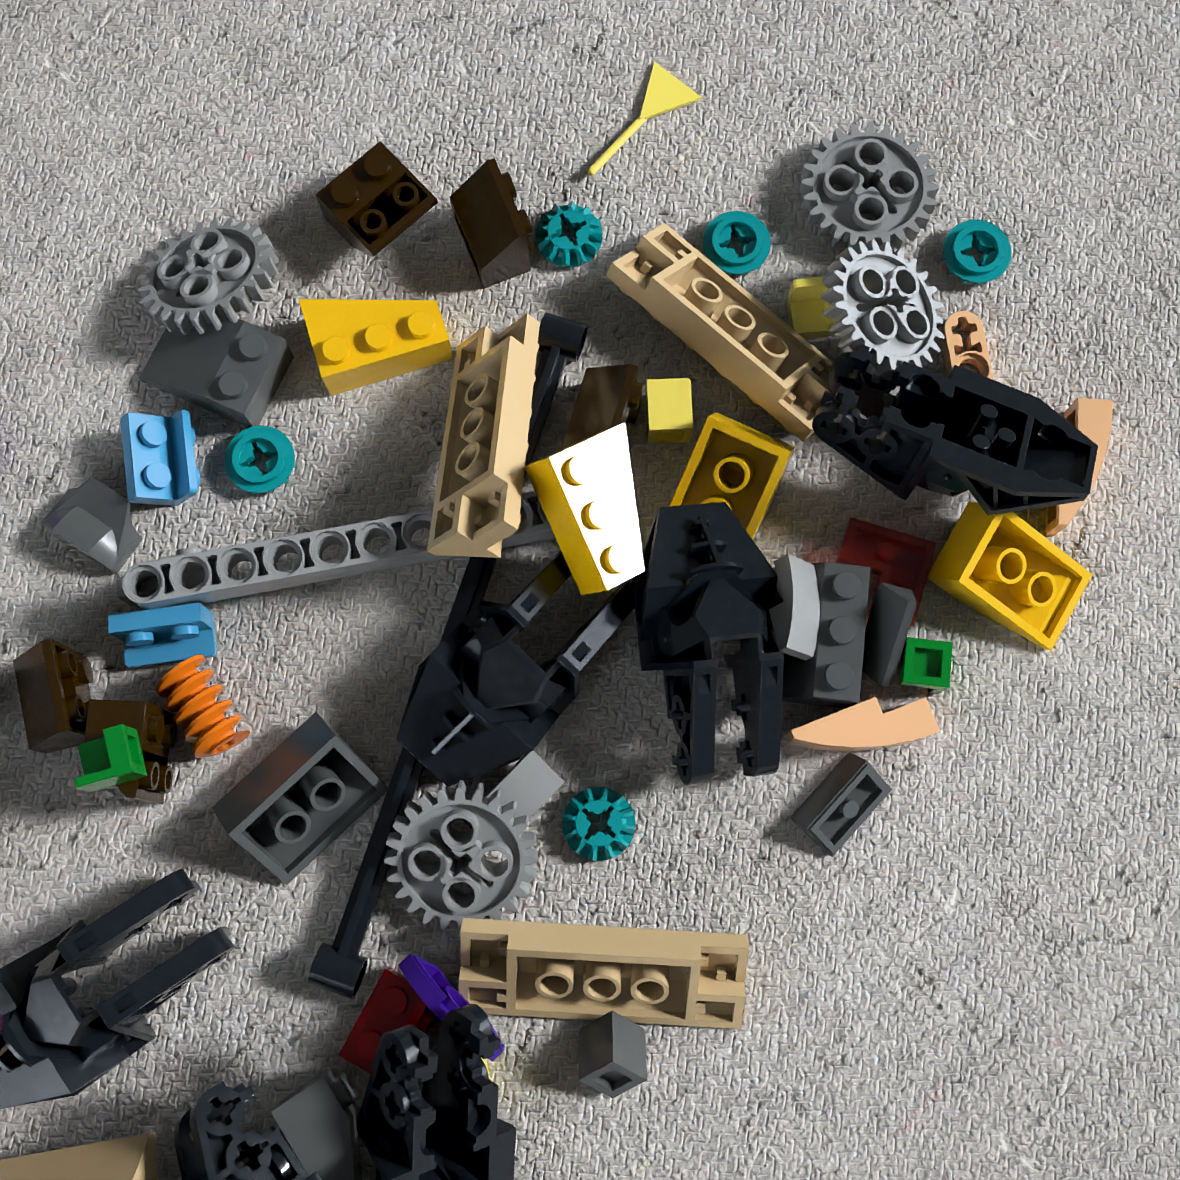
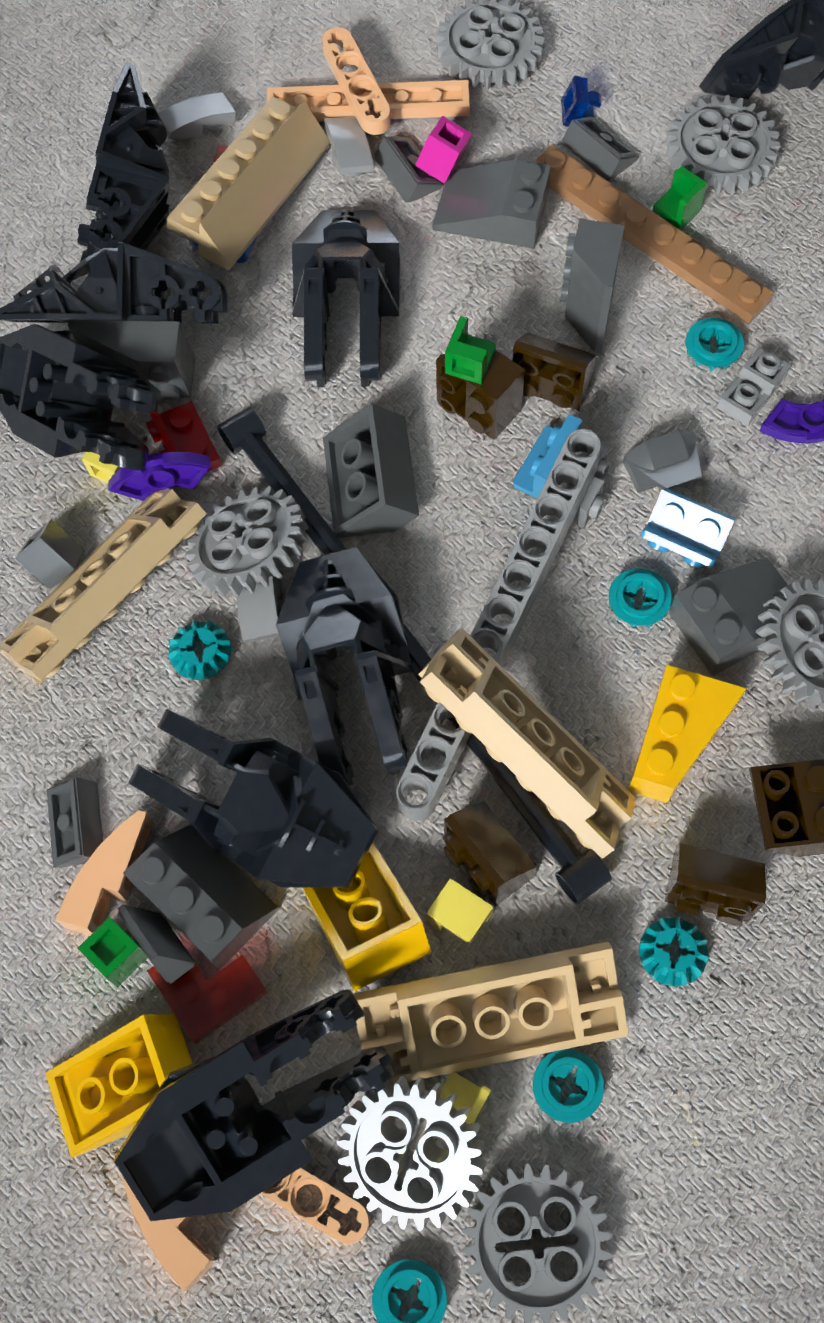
camera: 130 degrees right, 10 degrees down
(198, 708) = (478, 449): orange piece -> none
(592, 509) = (407, 762): wedge -> none
(662, 96) = (757, 1134): light yellow piece -> none
(798, 616) = (231, 886): light grey slope -> none

